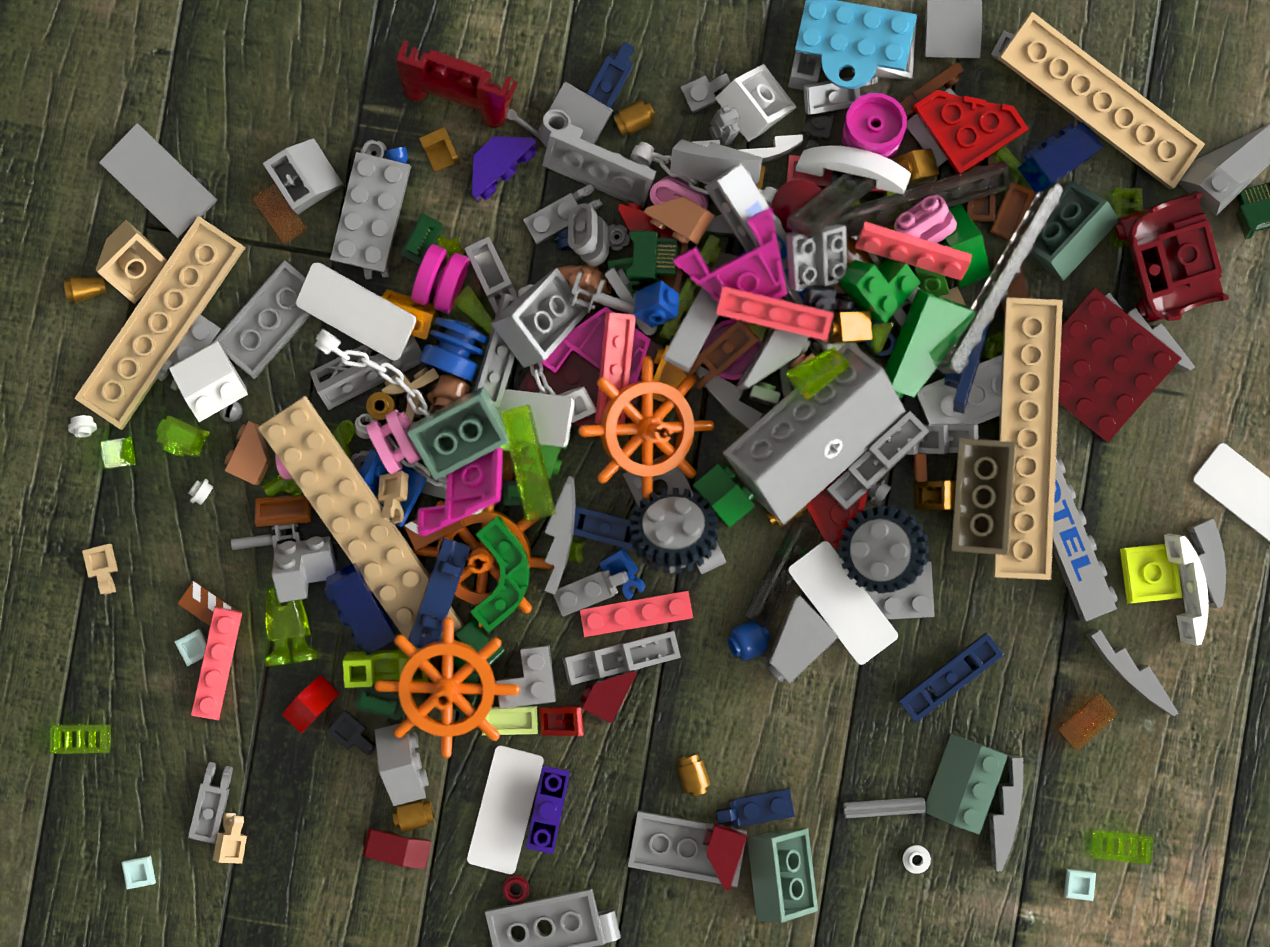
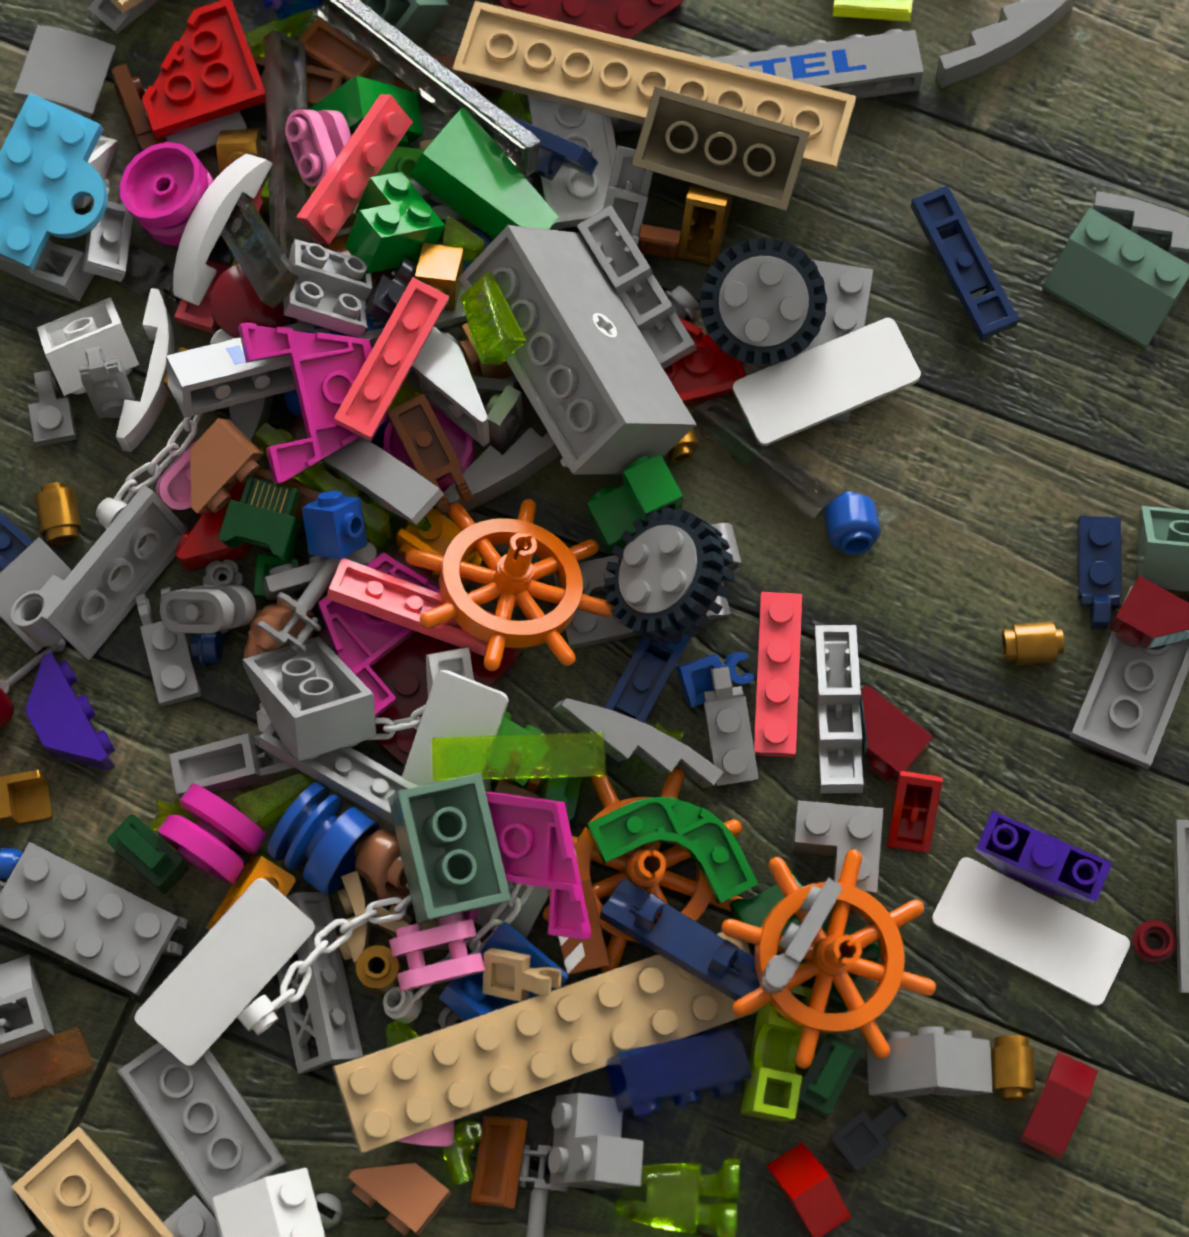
camera: 80 degrees left, 15 degrees down
(447, 668) = (799, 938): none -> light grey hinge
(514, 720) = (899, 882): yellowish green tile -> none
(709, 162) = (151, 414): light grey slope -> none
(799, 640) = (865, 448): light grey slope -> none
(884, 807) = (1131, 395): light grey axle -> none
(1087, 721) = (1063, 106): clear orange plate -> none

